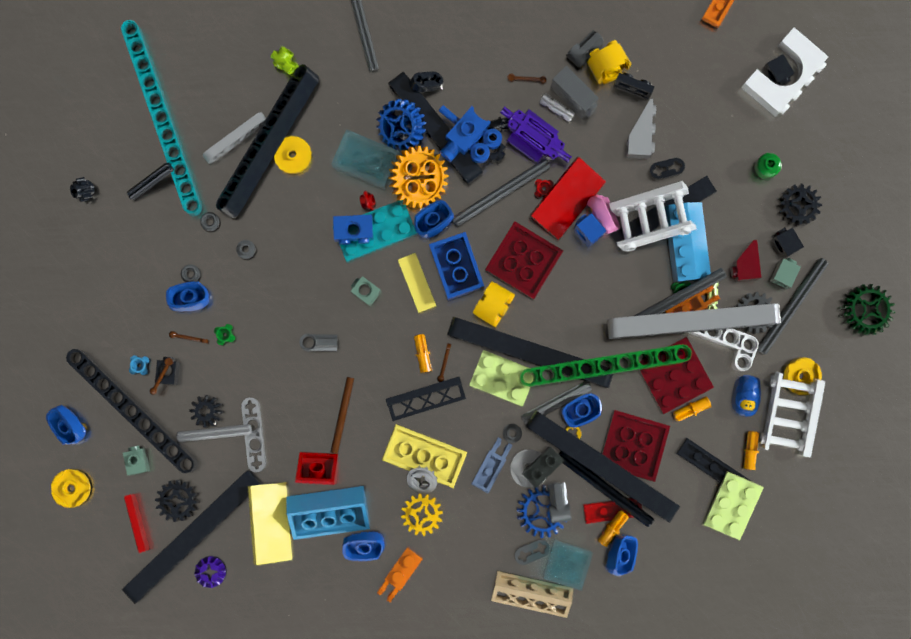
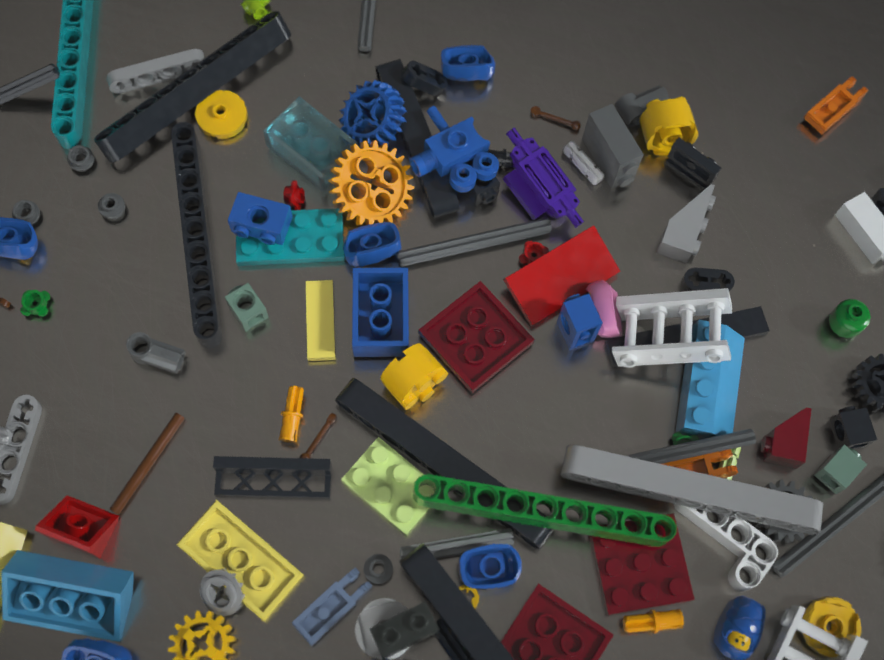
camera: 15 degrees right, 15 degrees down
(307, 241) = (200, 243): none -> black beam
(452, 58) = (467, 63): none -> blue piece

